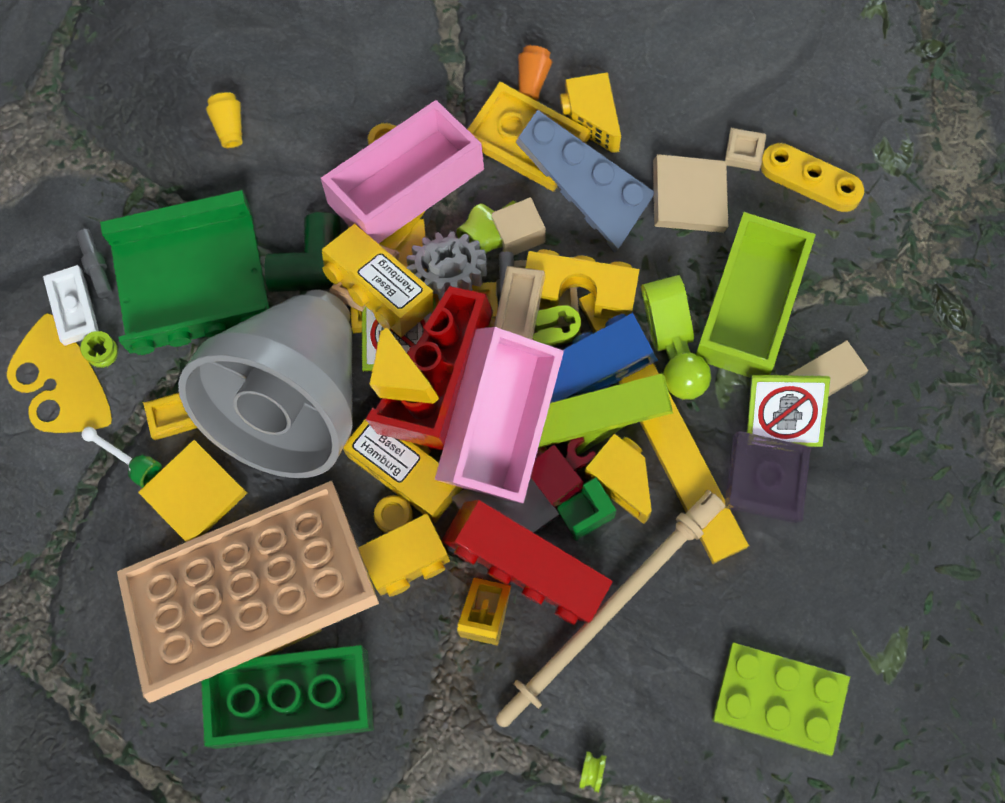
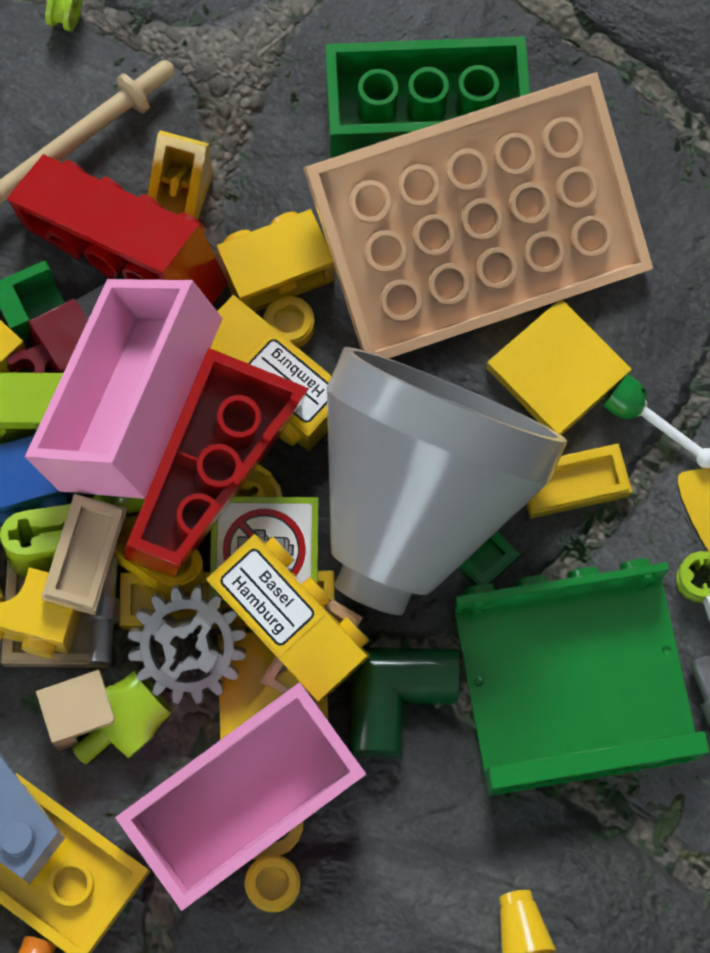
camera: 175 degrees right, 0 degrees up
(396, 374) = (253, 425): yellow slope -> none

